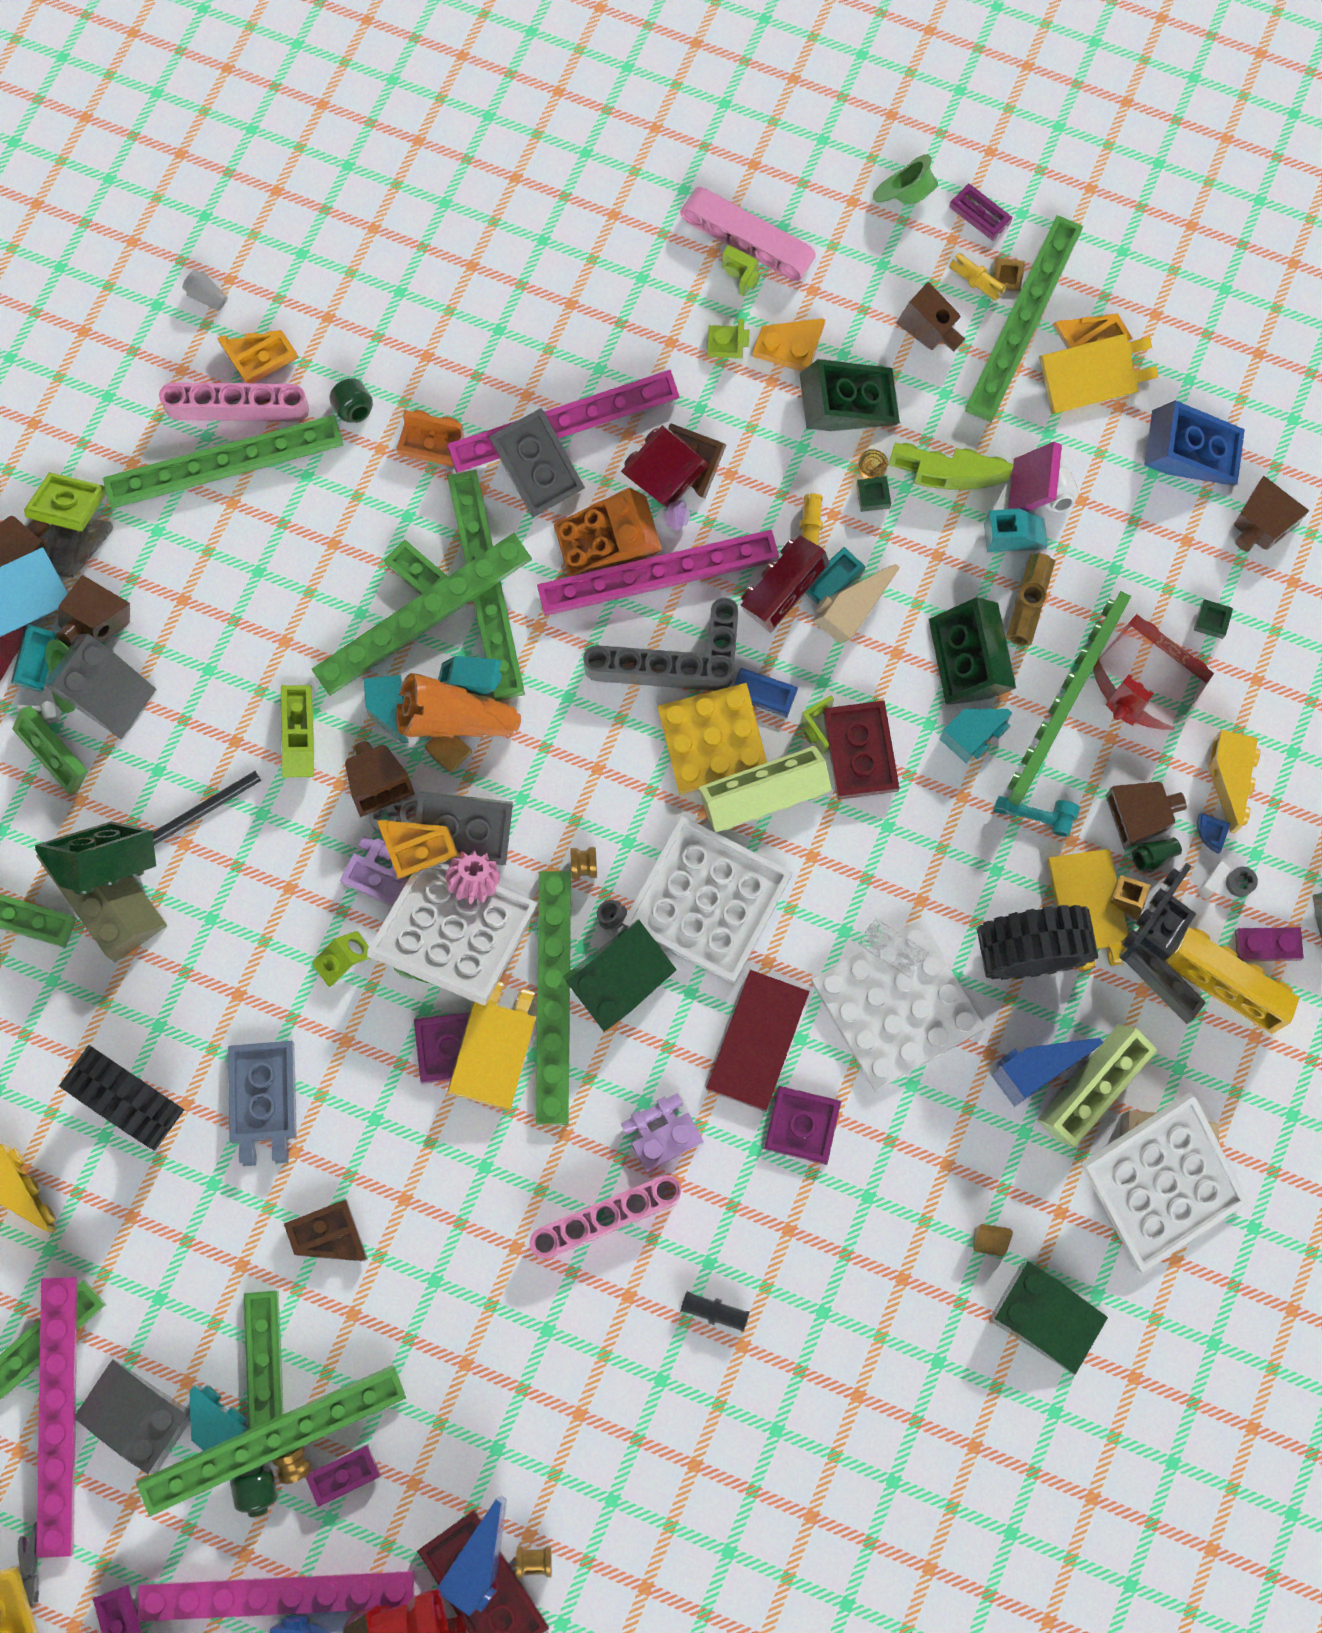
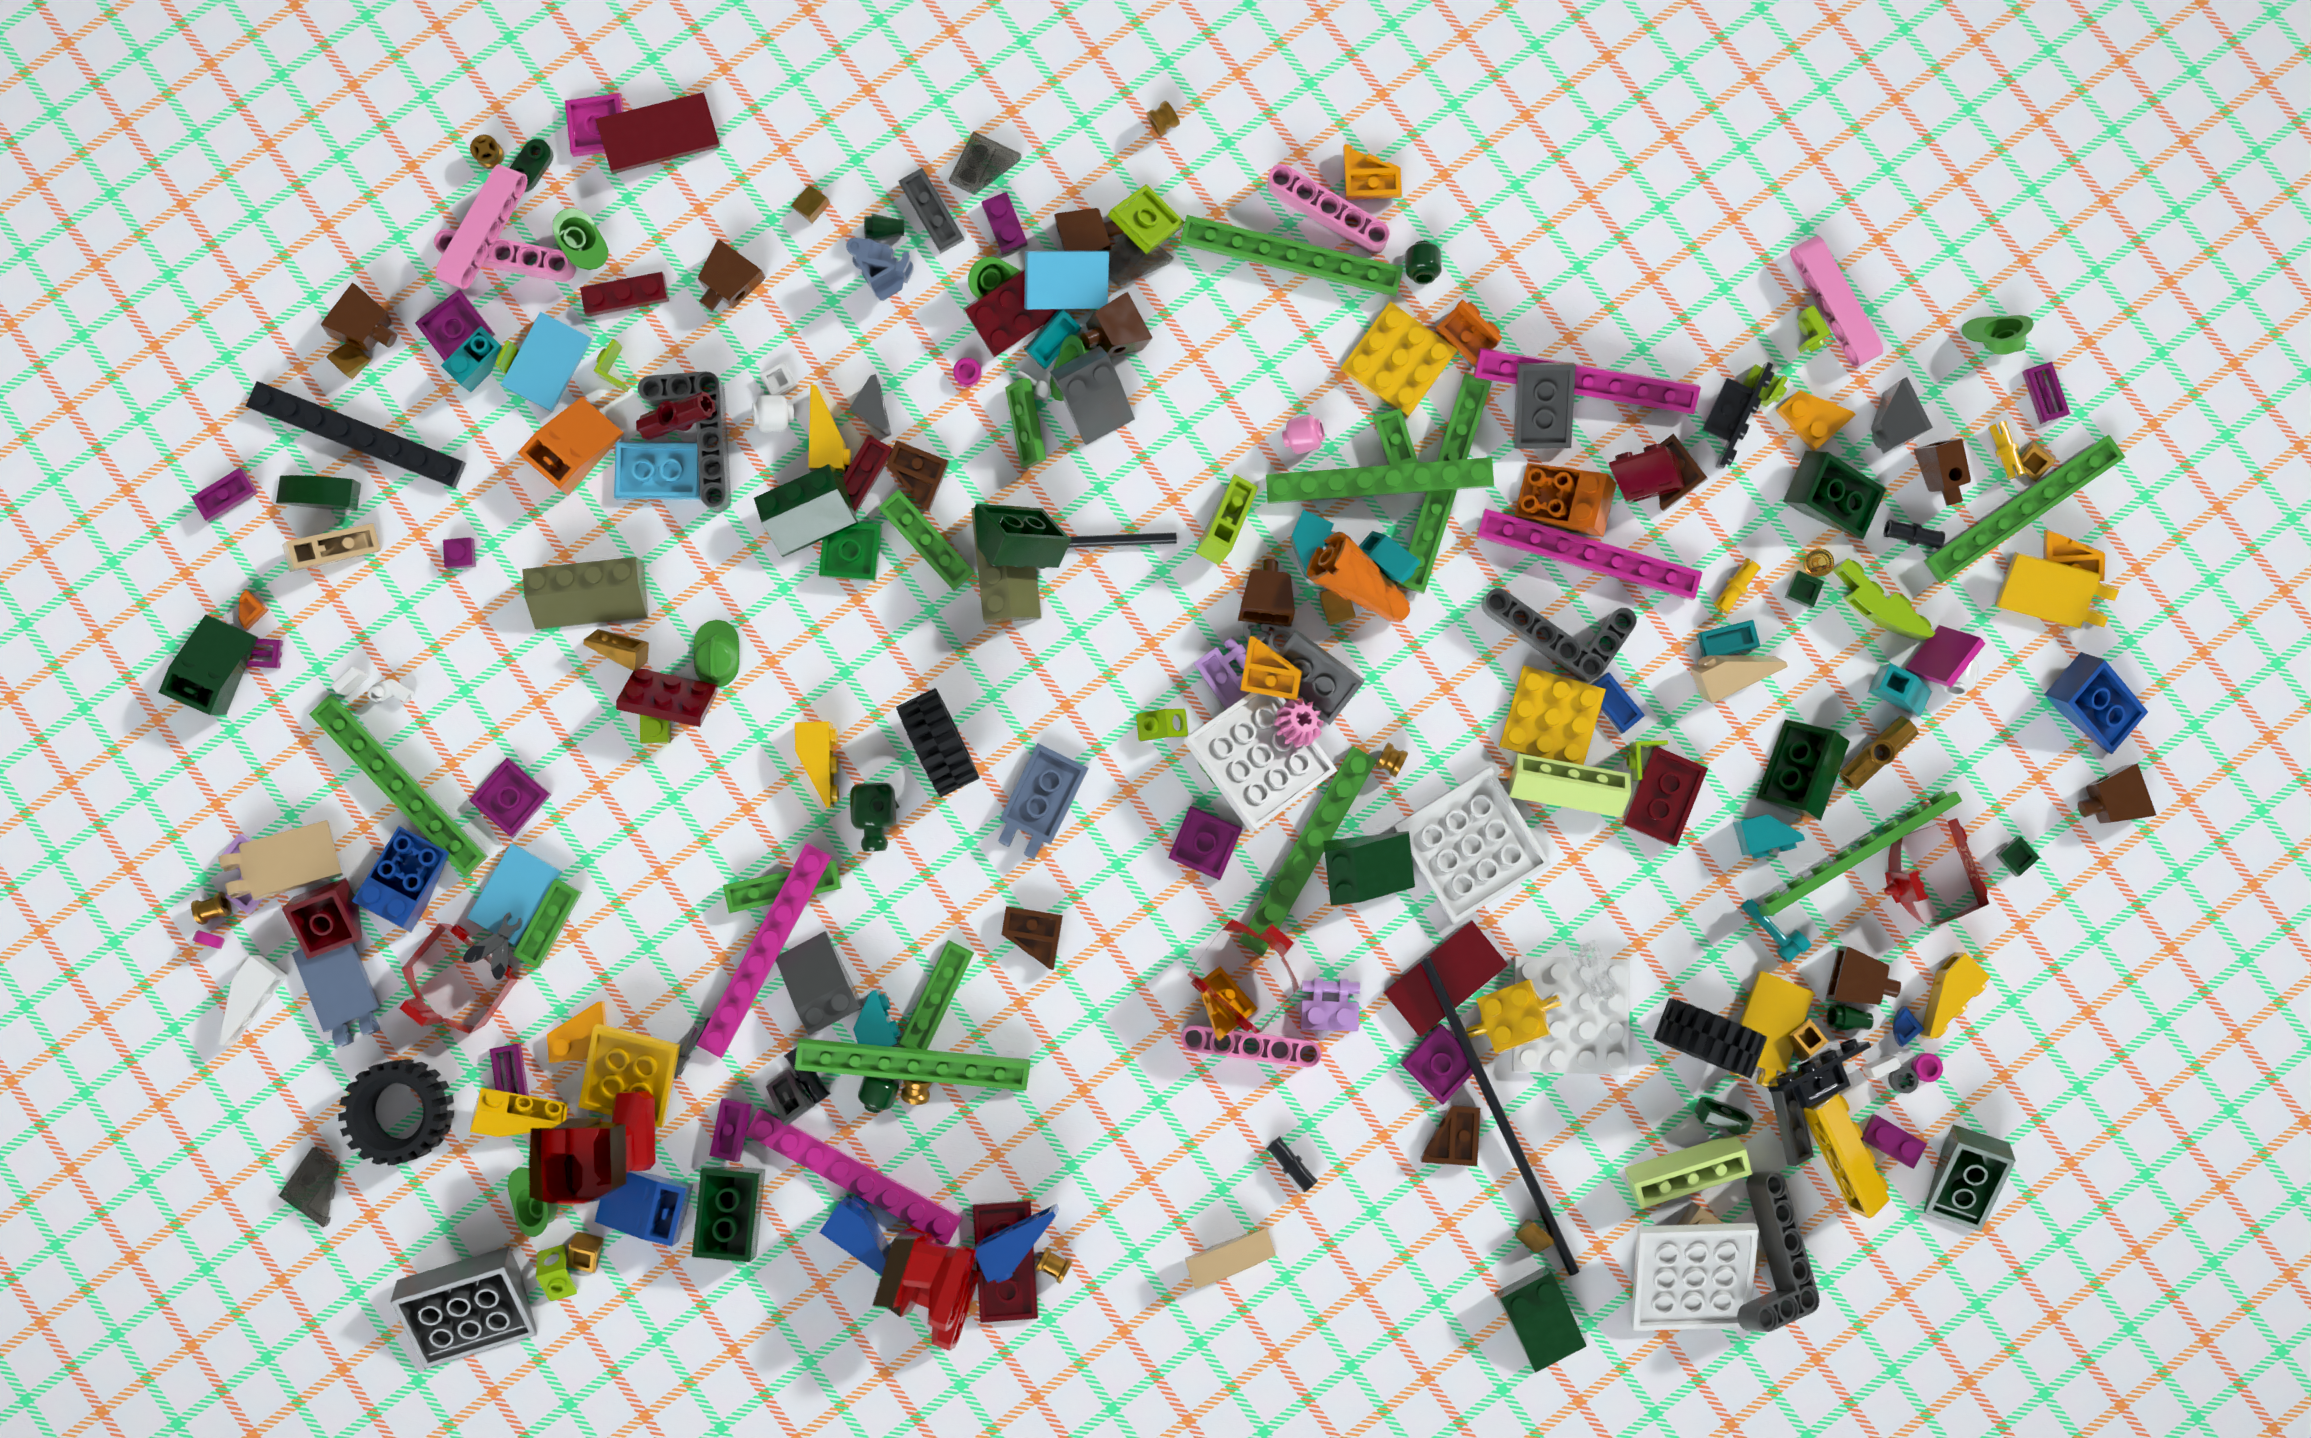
camera: 30 degrees right, 10 degrees up
(32, 405) = (1163, 118): none -> pearl gold wheel
(95, 1208) = (873, 810): none -> dark green piece
(165, 1554) = (789, 1098): none -> dark grey slope
(175, 1521) = (809, 1079): none -> black pin
(204, 290) = (1356, 94): light grey cone -> none
(326, 612) = (1303, 434): none -> bright pink head
(343, 1475) = (948, 1119): magenta plate -> none
(378, 499) = (1398, 359): none -> yellow plate
(493, 1051) = (1237, 867): yellow tile -> none
(555, 1189) = (1221, 1019): none -> light orange wing
(563, 1093) = (1276, 940): none -> red piece
(609, 908) = (1389, 807): dark grey plate -> none
(677, 515) = (1632, 515): lavender plate -> none
(707, 1443) = (1230, 1257): none -> tan slope
(711, 376) = (1732, 410): none -> black bracket
(784, 582) = (1686, 624): dark red slope -> none
(843, 1036) = (1513, 1016): none -> yellow plate
(858, 1188) = (1455, 1138): none -> reddish brown wing
(865, 298) = (1899, 417): none -> dark grey slope
(889, 1141) = (1499, 1116): none -> black piece
(941, 392) = (1914, 534): none -> black pin
(1030, 1070) = (1643, 1132): blue slope -> none
(1108, 1011) = (1723, 1115): none -> dark green plate
(1236, 1108) = (1786, 1255): none -> dark grey beam
(1256, 856) = (1927, 1067): none -> dark pink tile

